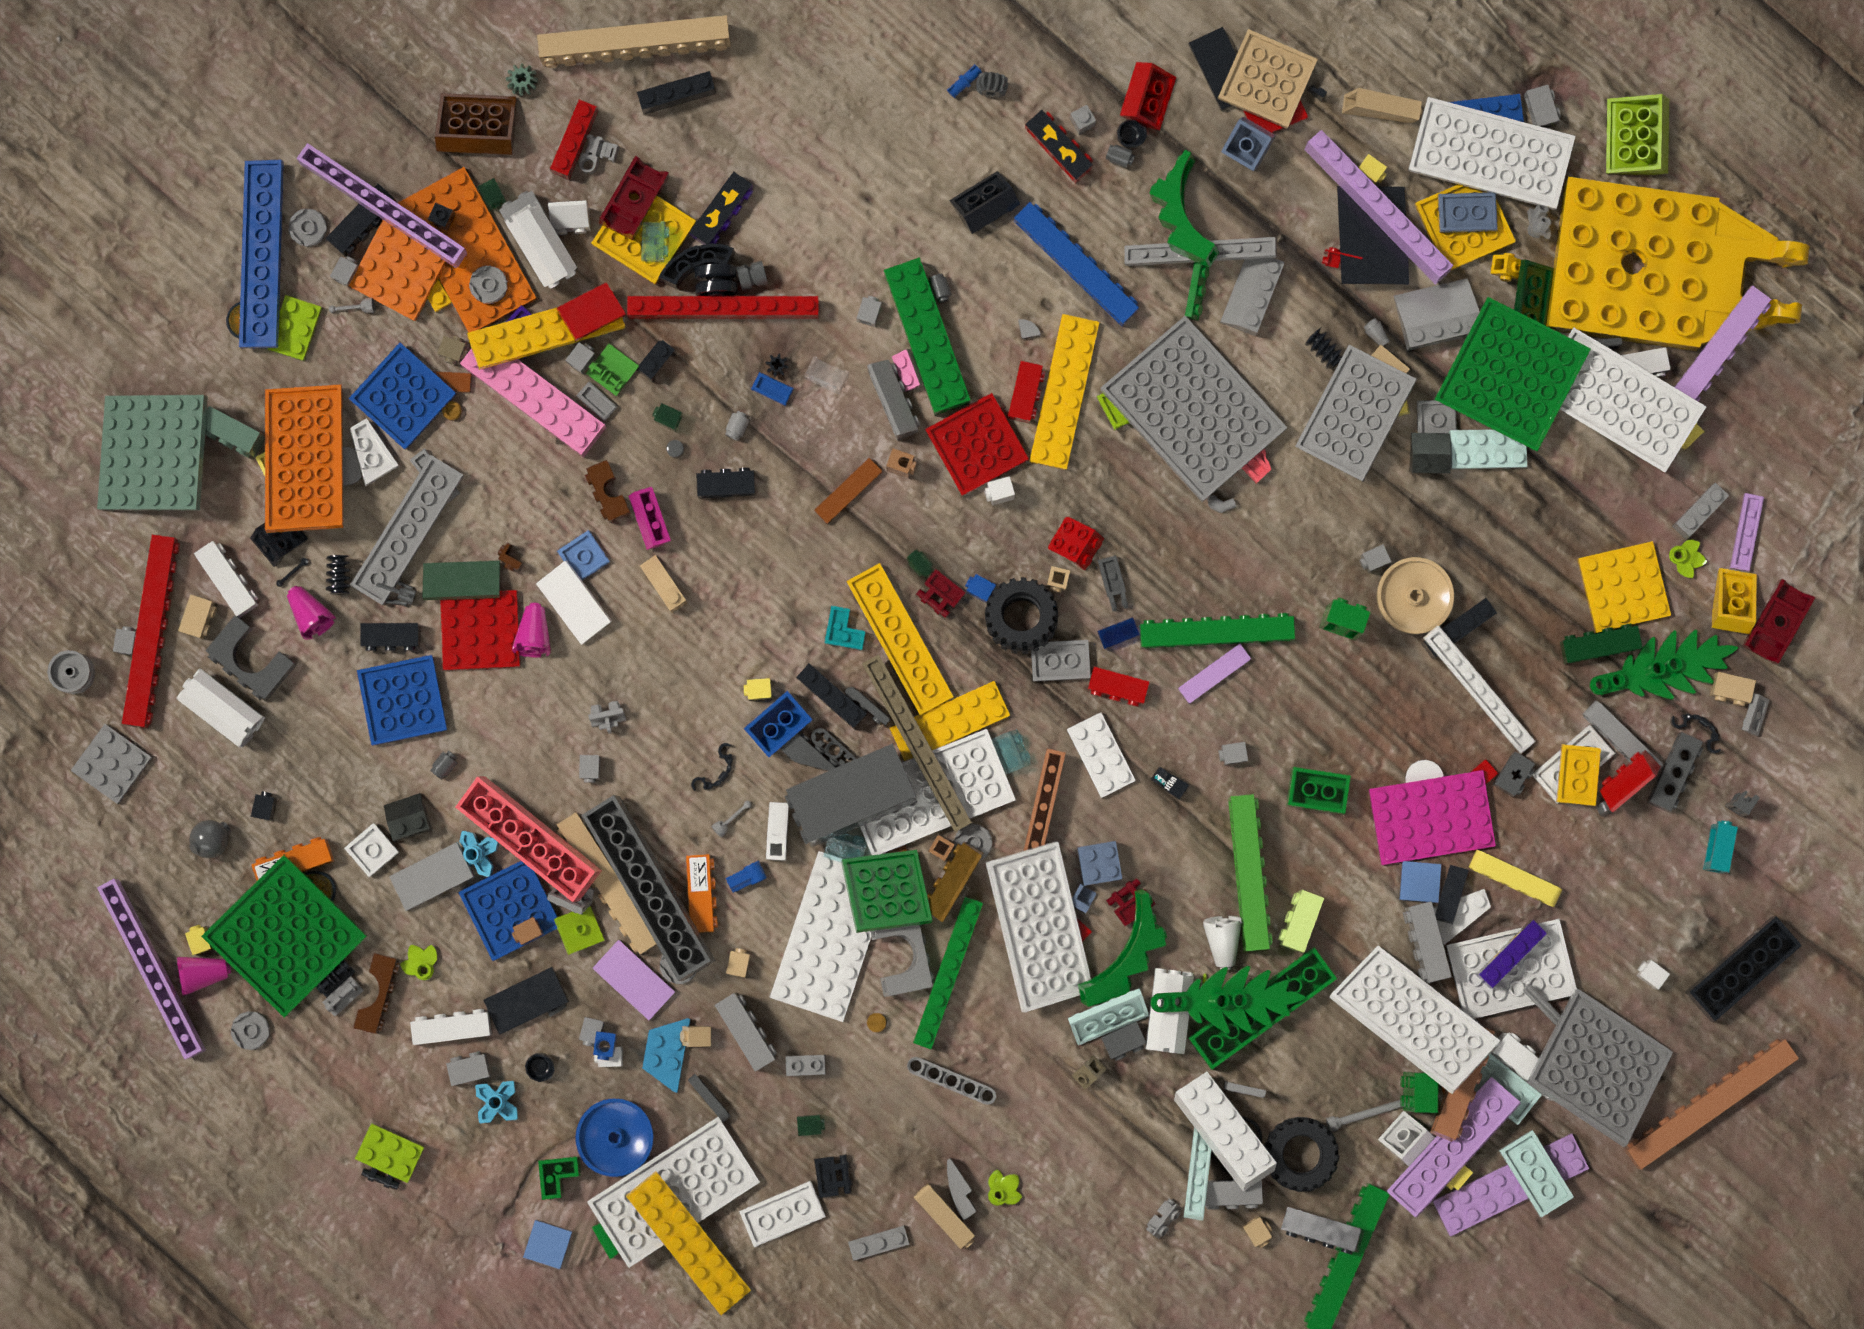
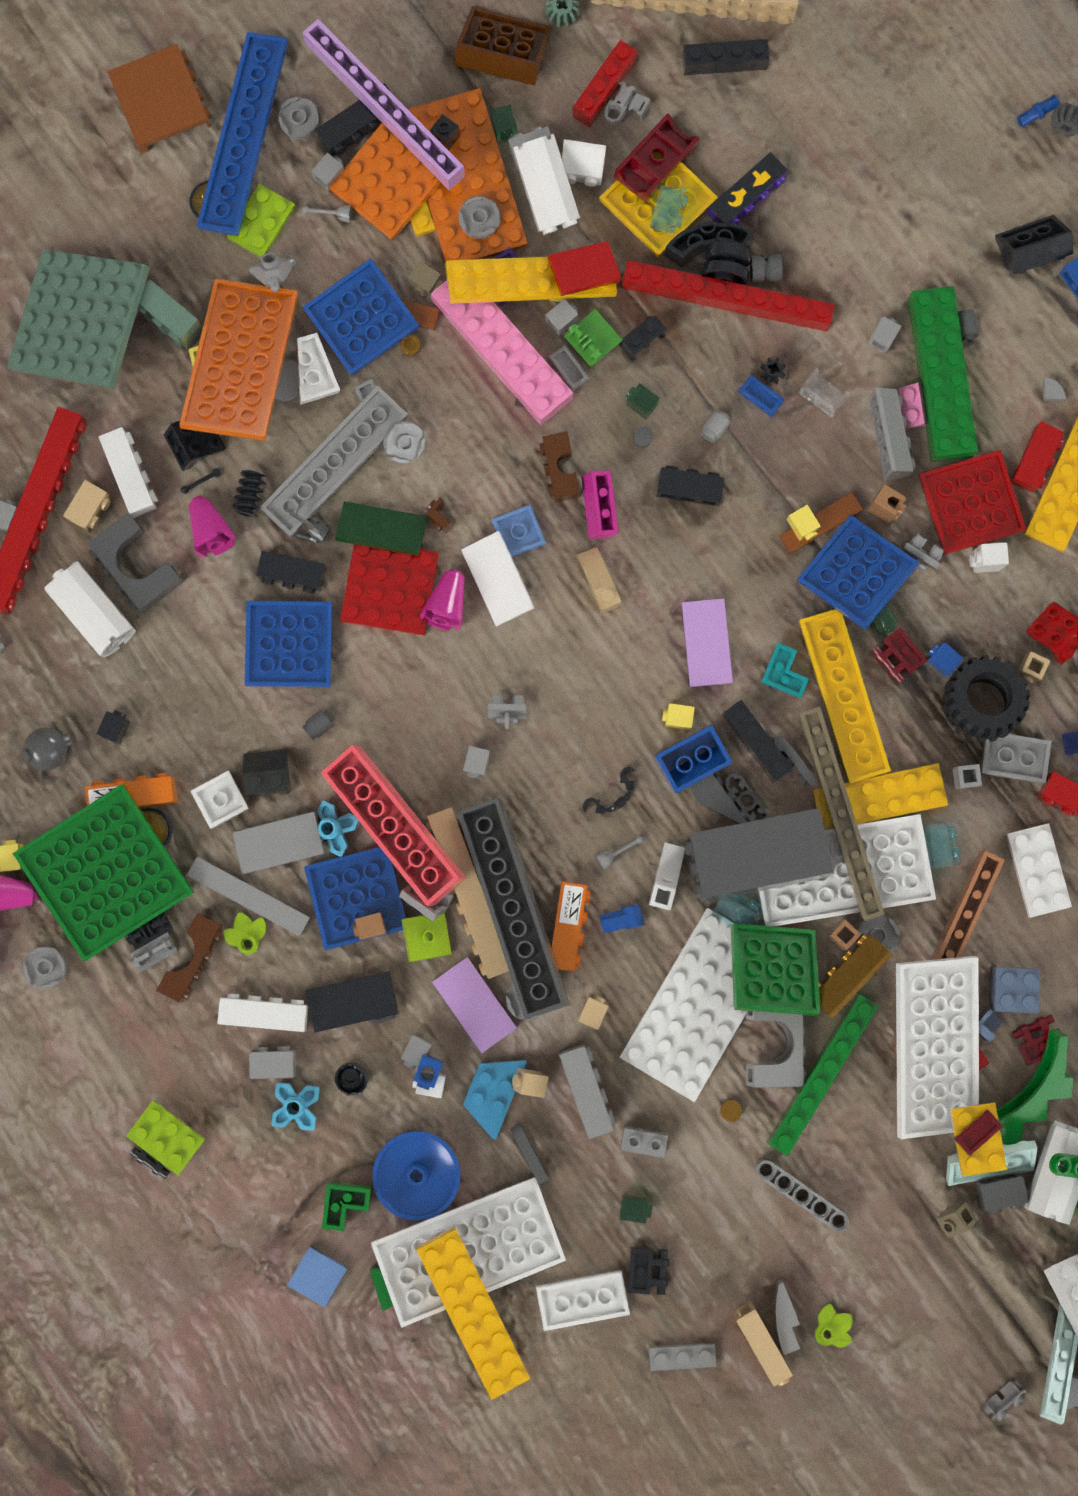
camera: 15 degrees right, 0 degrees up
(179, 236) = (159, 96): none -> dark orange panel
(315, 372) = (272, 270): none -> light grey rock
(415, 929) = (248, 896): none -> light grey tile
(465, 499) = (404, 441): none -> light grey tile
(770, 618) = (707, 643): none -> lavender tile
(832, 496) = (804, 523): none -> light yellow brick
(888, 528) = (858, 572): none -> blue plate
(942, 501) = (932, 558): none -> light grey hips
(1020, 687) = (967, 776): none -> light grey brick
(1085, 991) = (978, 1132): none -> dark red tile
(1089, 997) = (990, 1155): none -> yellow plate

